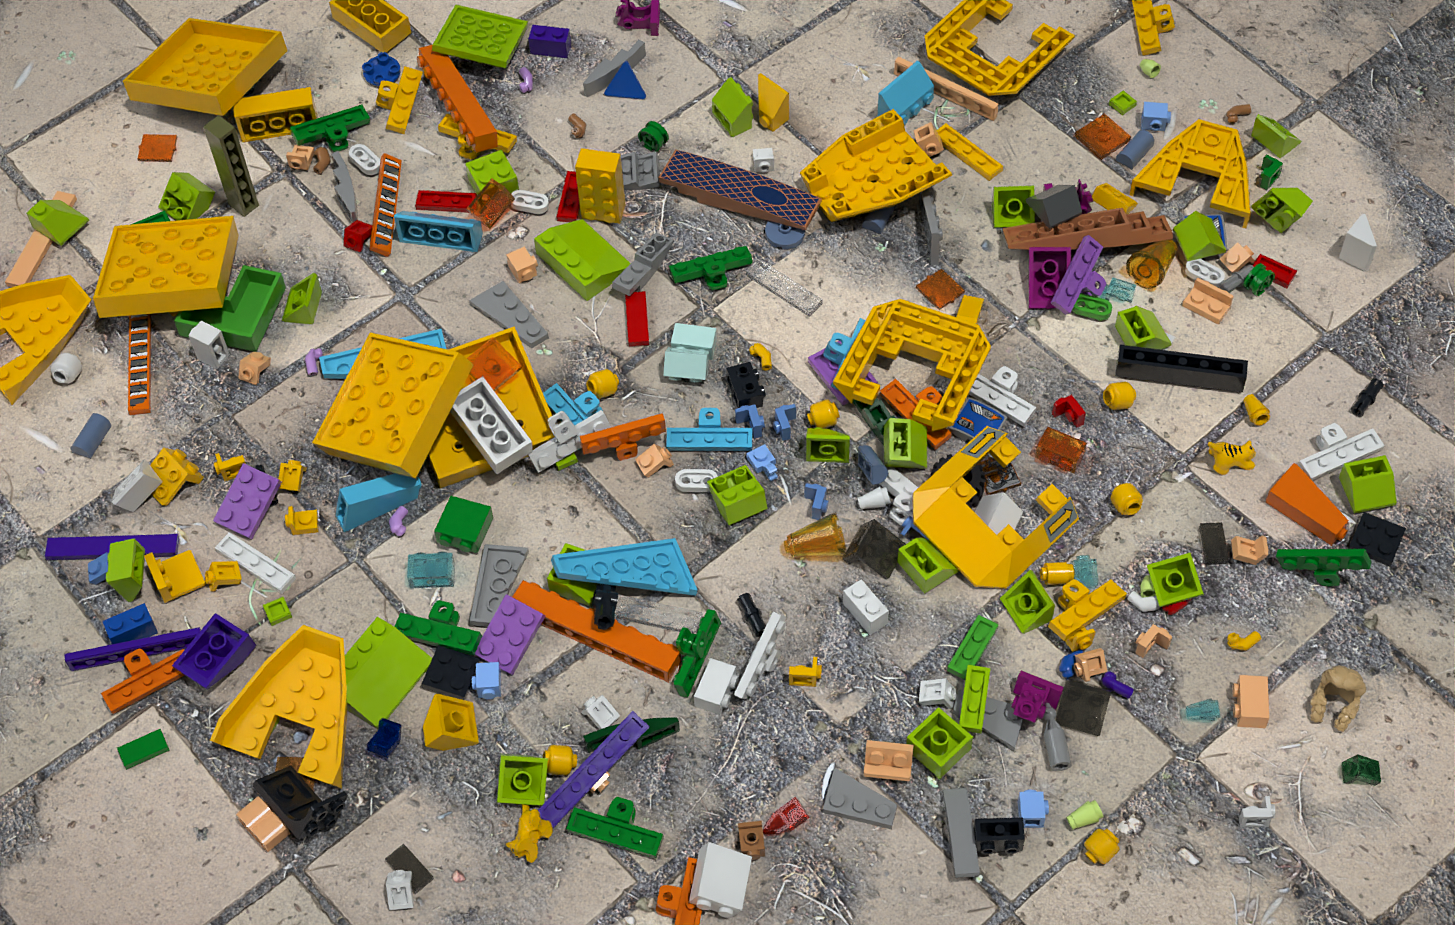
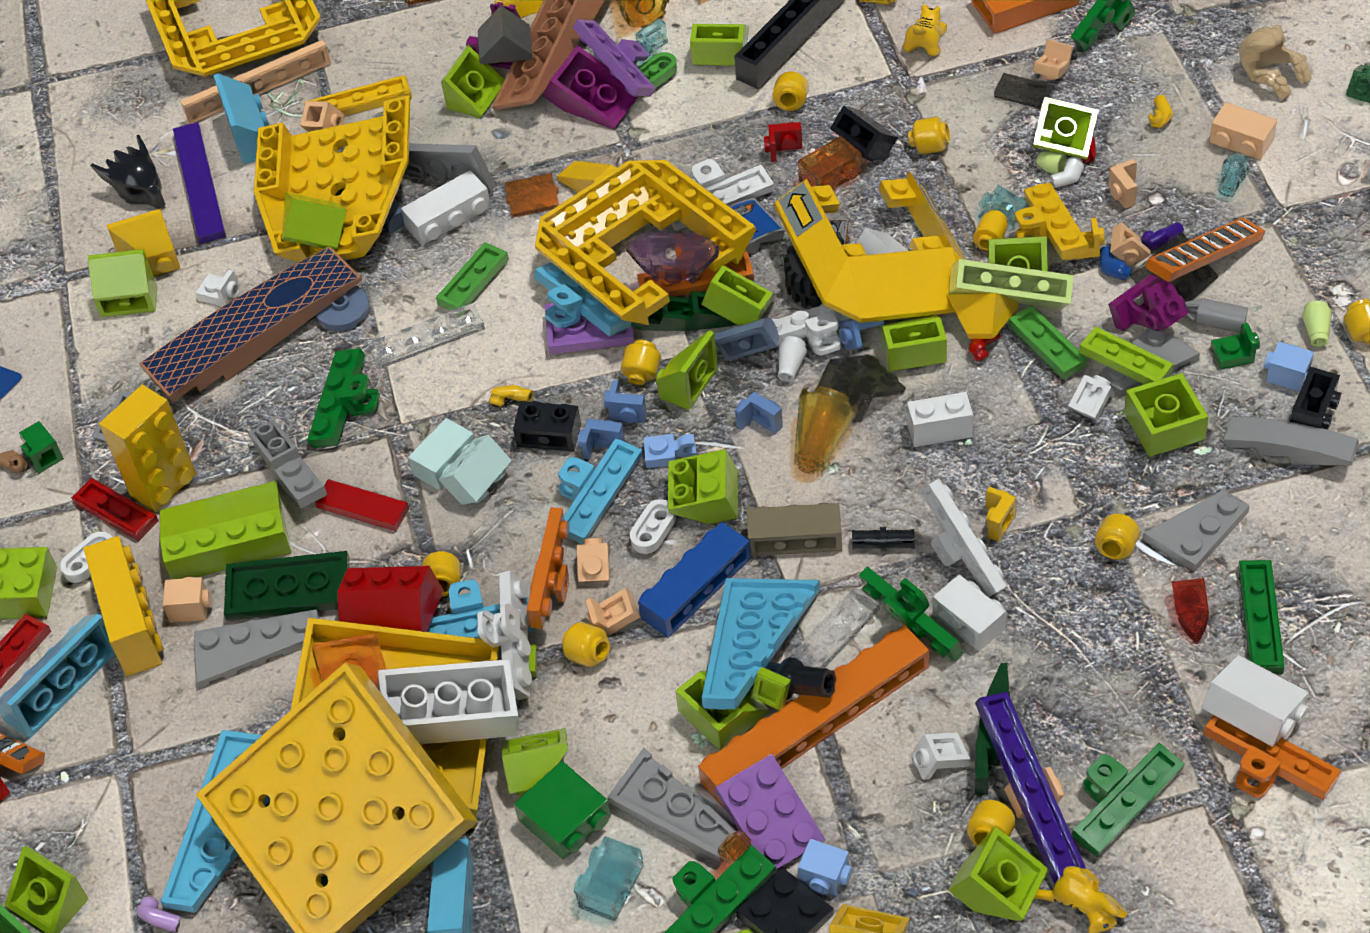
camera: 60 degrees left, 5 degrees down
(395, 521) = (501, 899): lavender arm -> none
(475, 623) = (734, 846): none -> clear orange tile
(490, 203) = (63, 593): clear orange brick -> none
(493, 490) = (531, 758): none -> lime slope
(496, 235) = (124, 605): none -> yellow brick
(557, 310) = (284, 585): none -> dark green plate
(562, 365) = (389, 597): none -> red slope
(587, 483) = (585, 644): none -> yellow head
(588, 593) = (770, 688): none -> lime tile
(593, 135) = (40, 447): none -> green brick
(617, 486) = (613, 612): none -> light nougat bracket
(653, 136) = (96, 382): green wheel -> none
(665, 521) = (694, 579): none -> blue brick
(733, 559) = (794, 529): none -> dark tan brick
(751, 831) = (1207, 653): medium nougat brick -> none
(802, 865) = (1261, 615): none -> green tile
(820, 751) = (1117, 536): none -> yellow head
(824, 65) = (133, 171): none -> black piece
(832, 177) = (312, 221): none -> lime slope
(845, 104) = (199, 183): none -> dark purple tile
(846, 289) = (472, 277): none -> bright green plate
(888, 760) = (1164, 473): light nougat bracket -> none
(896, 246) = (446, 207): none -> white brick
(902, 372) = (650, 248): none -> piece
(951, 605) = (977, 347): none -> red arm
(972, 596) = (982, 313): none -> yellow slope
(1000, 601) = (1016, 283): none -> yellowish green brick
(1032, 770) = (1236, 349): none -> green bracket
(1100, 456) = (864, 133): none -> black brick
(1100, 712) = (1204, 249): none -> orange tile

